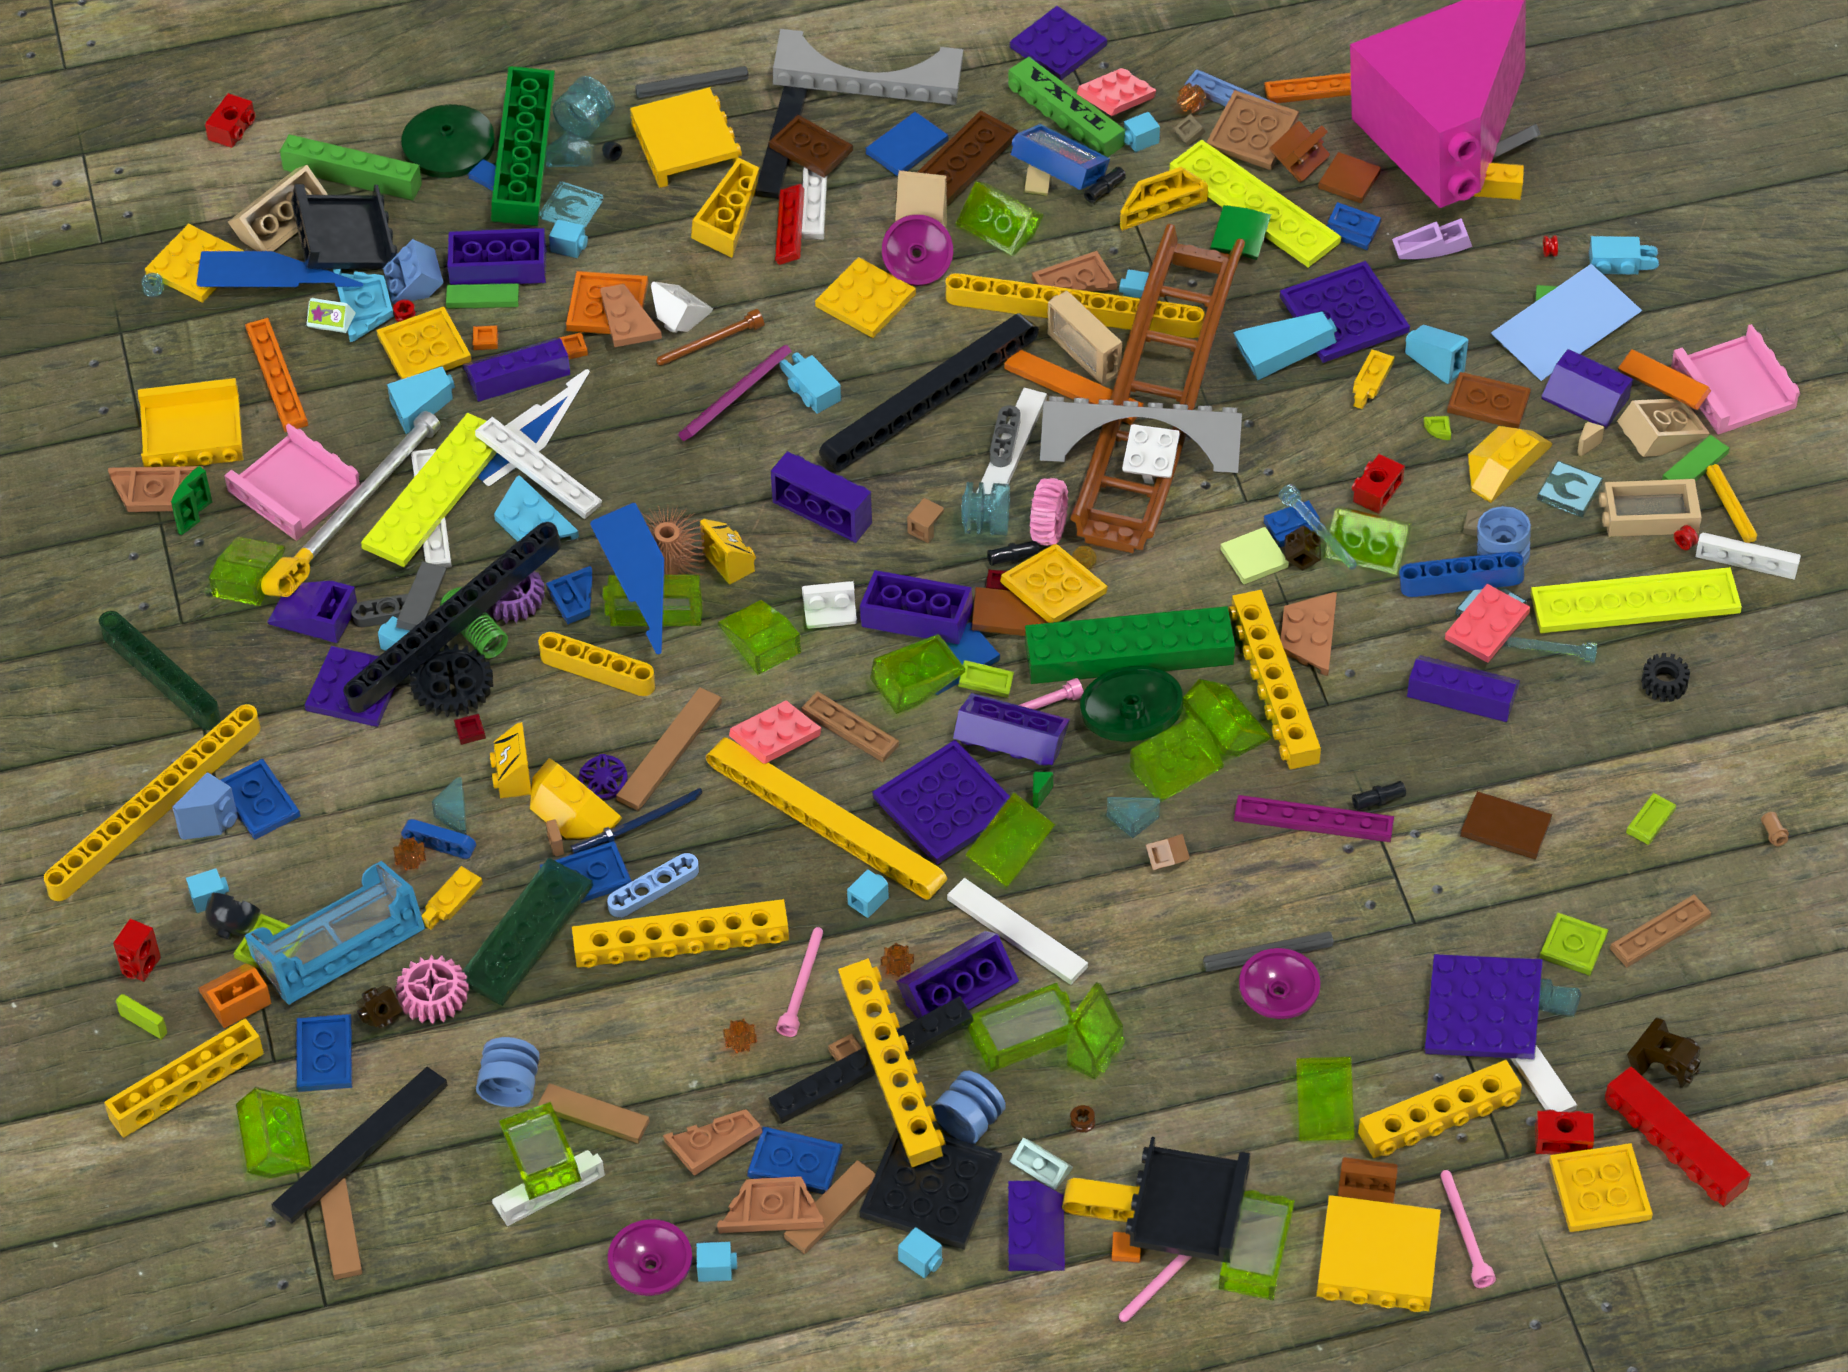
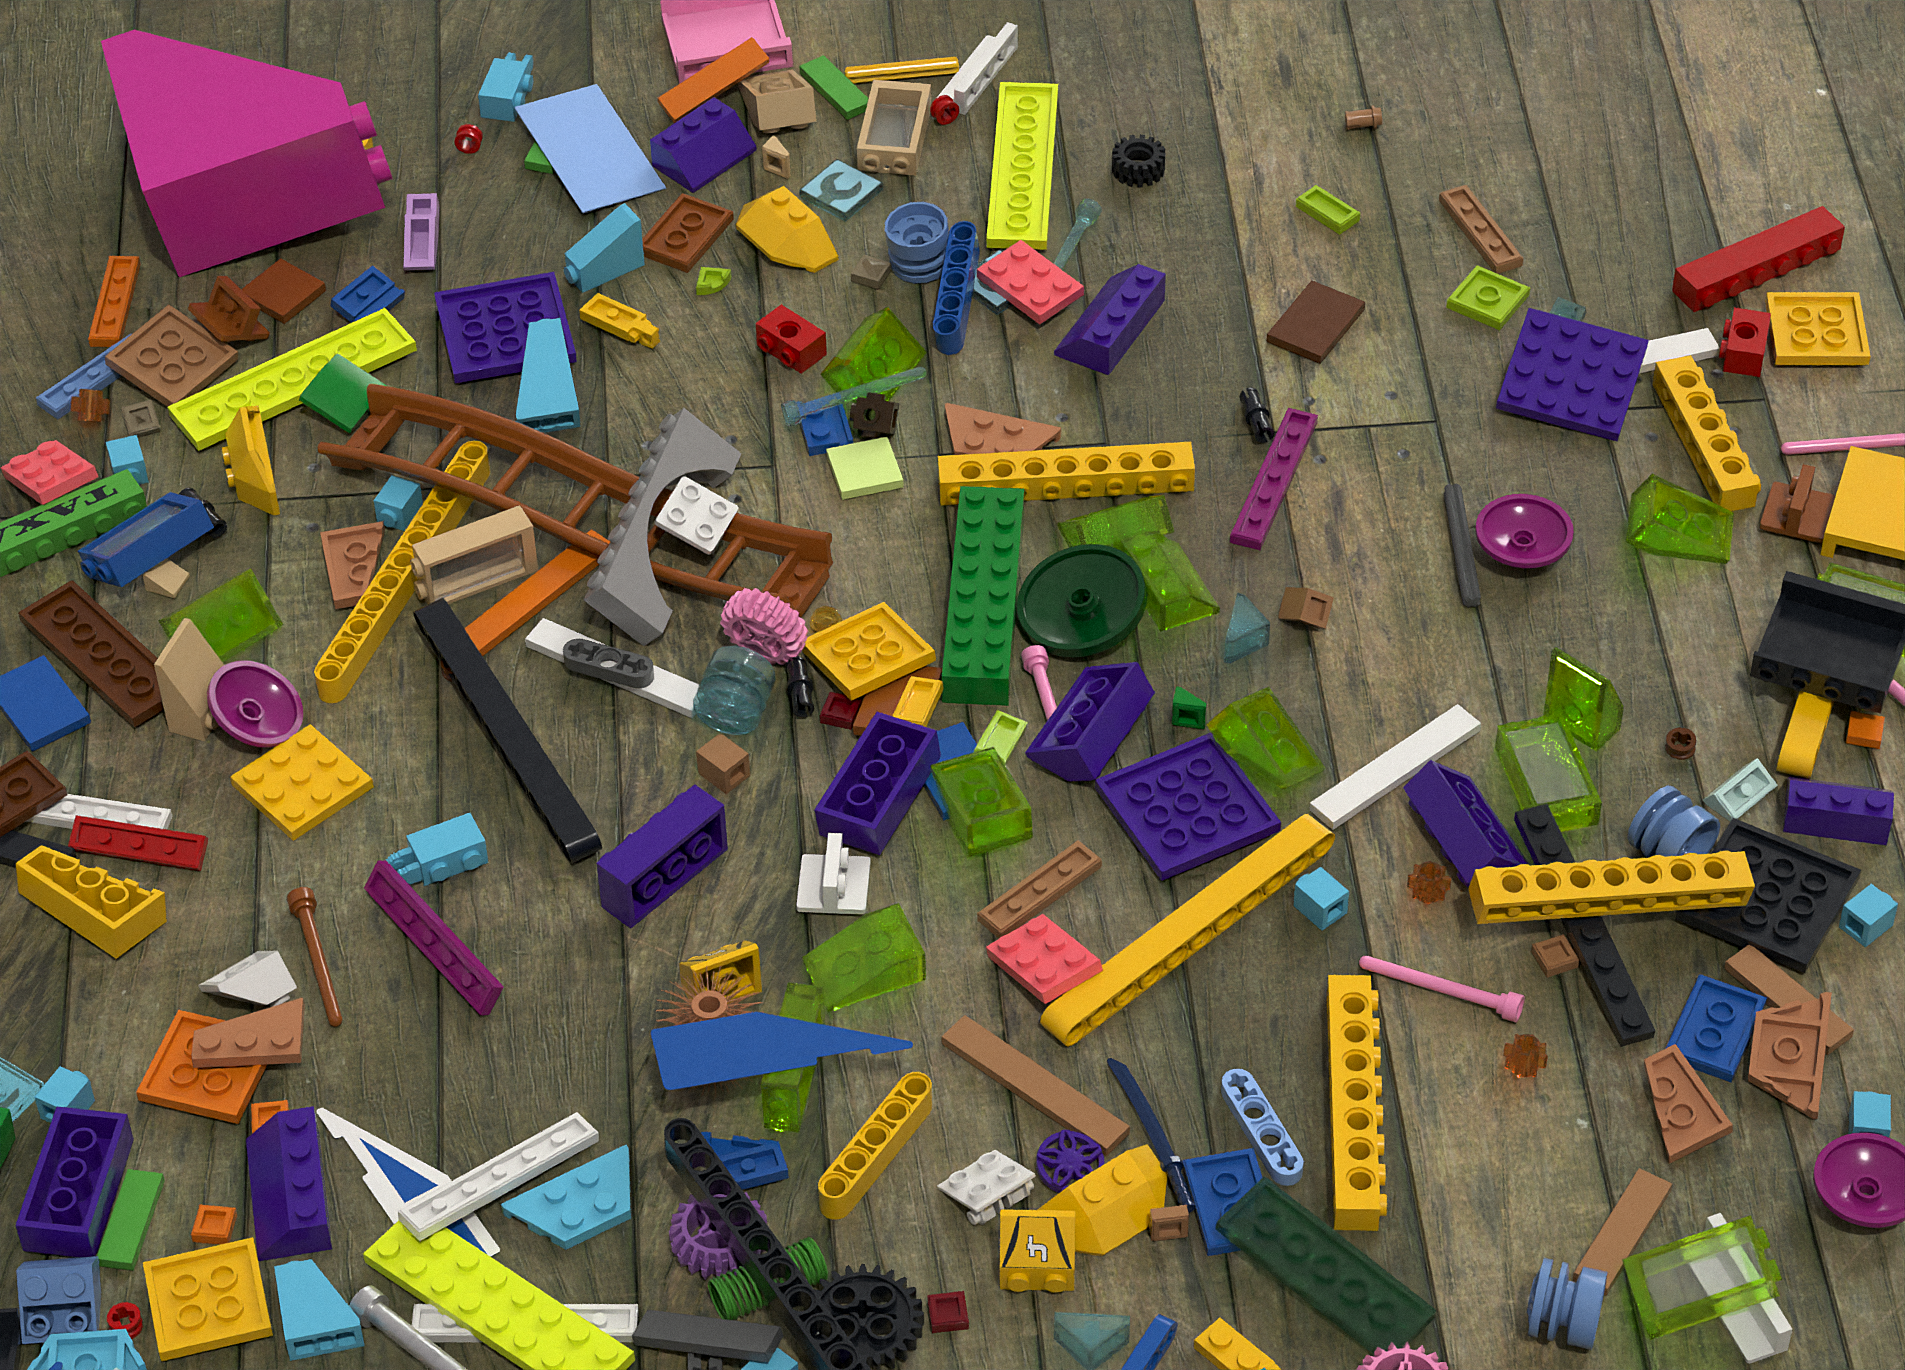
camera: 80 degrees left, 5 degrees down
(573, 733) = (989, 1185): none -> white hinge
(1000, 618) = (919, 700): none -> yellow tile
(1679, 1061) = (1648, 254): dark brown tile -> none

